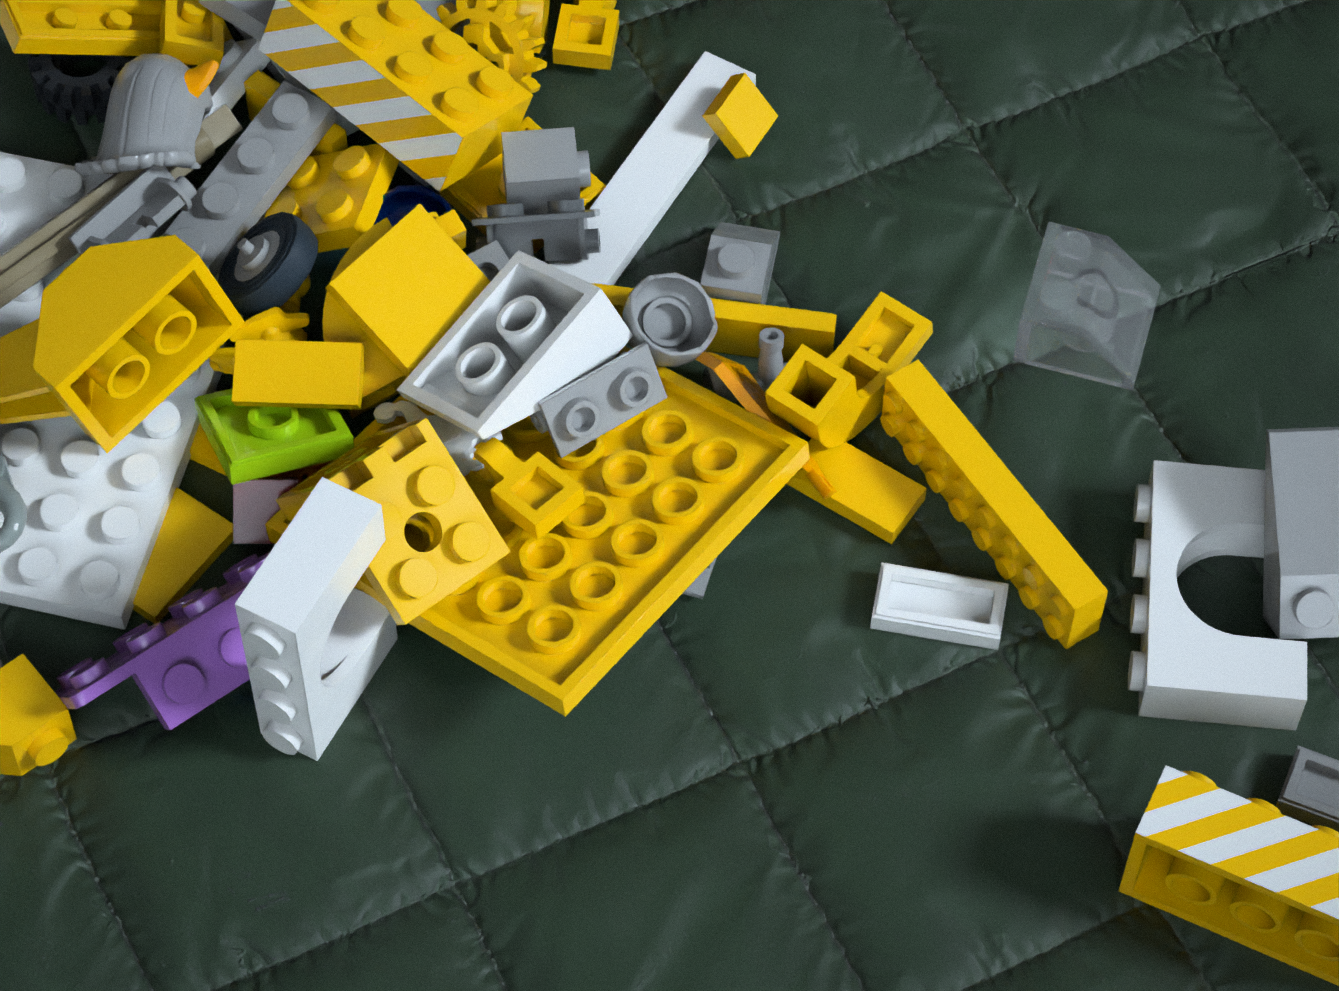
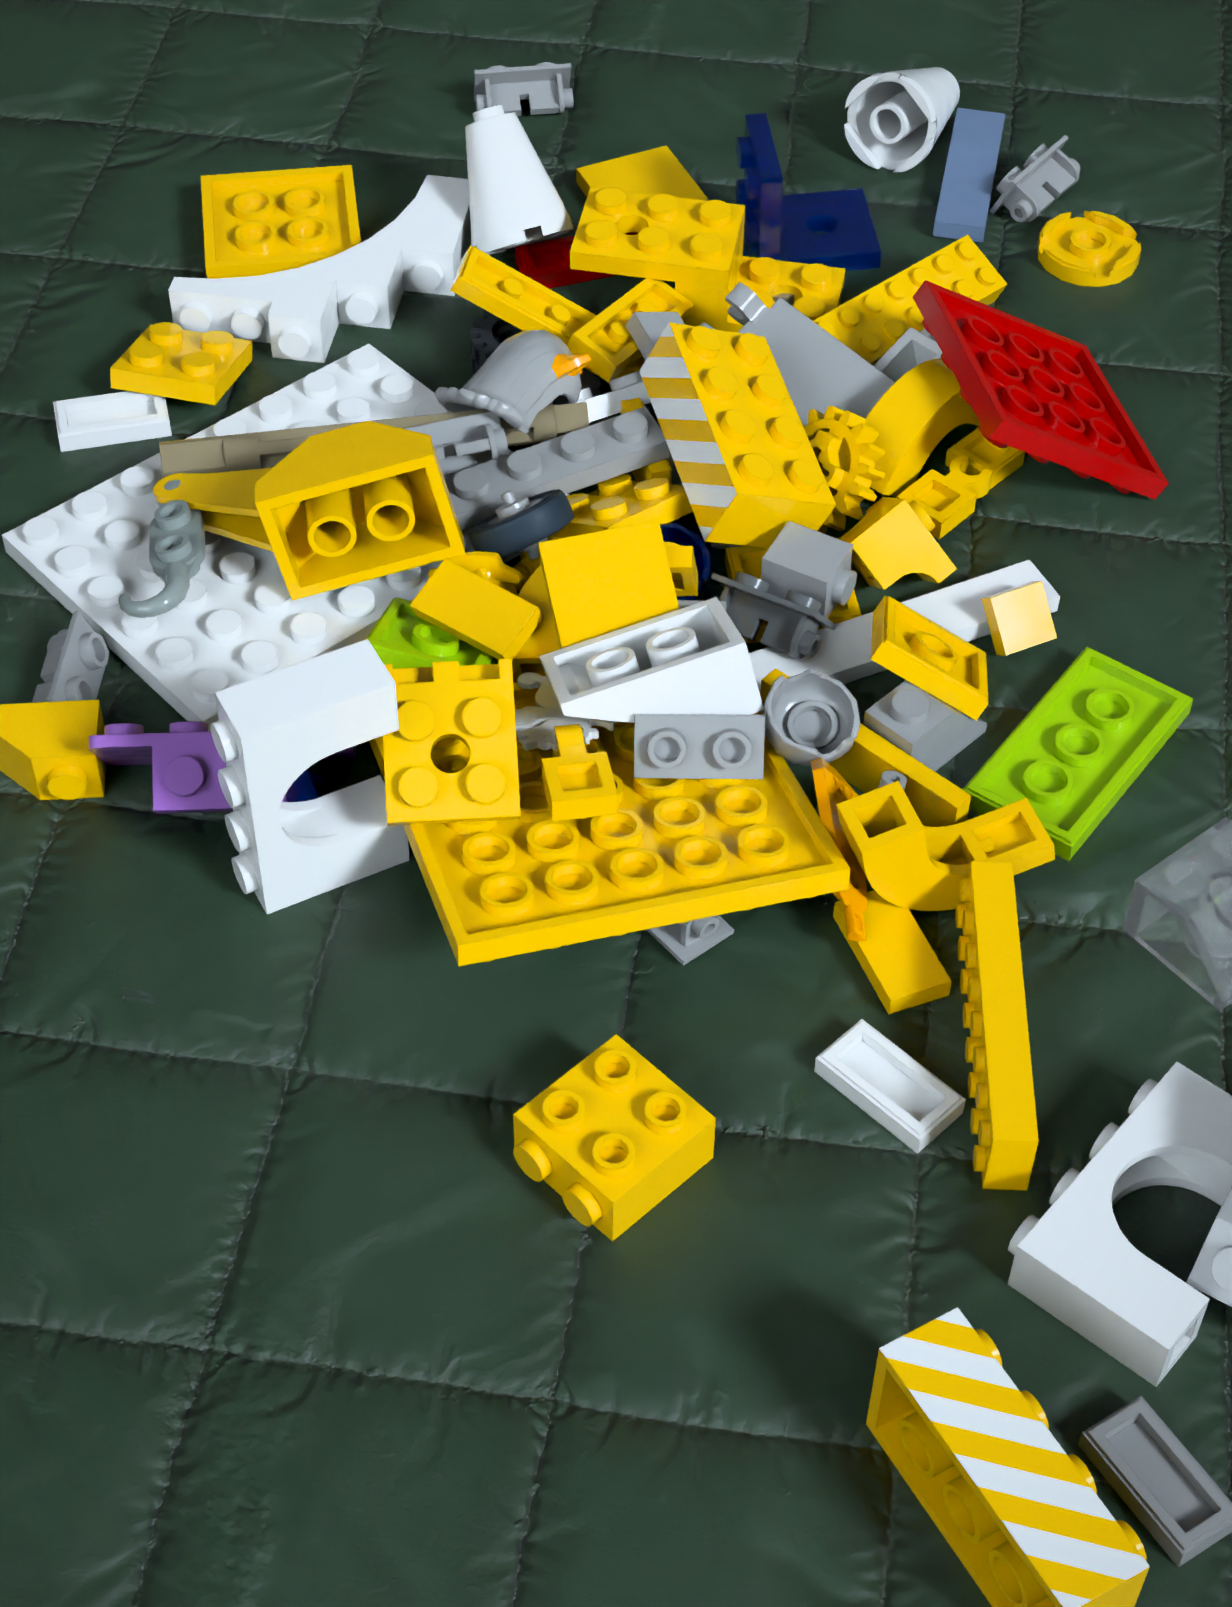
camera: 35 degrees right, 10 degrees down
(593, 100) = (896, 542): none -> yellow brick
(706, 199) = (929, 657): none -> yellow plate
(772, 782) = (613, 1137): none -> yellow brick
(869, 212) = (1080, 748): none -> lime tile

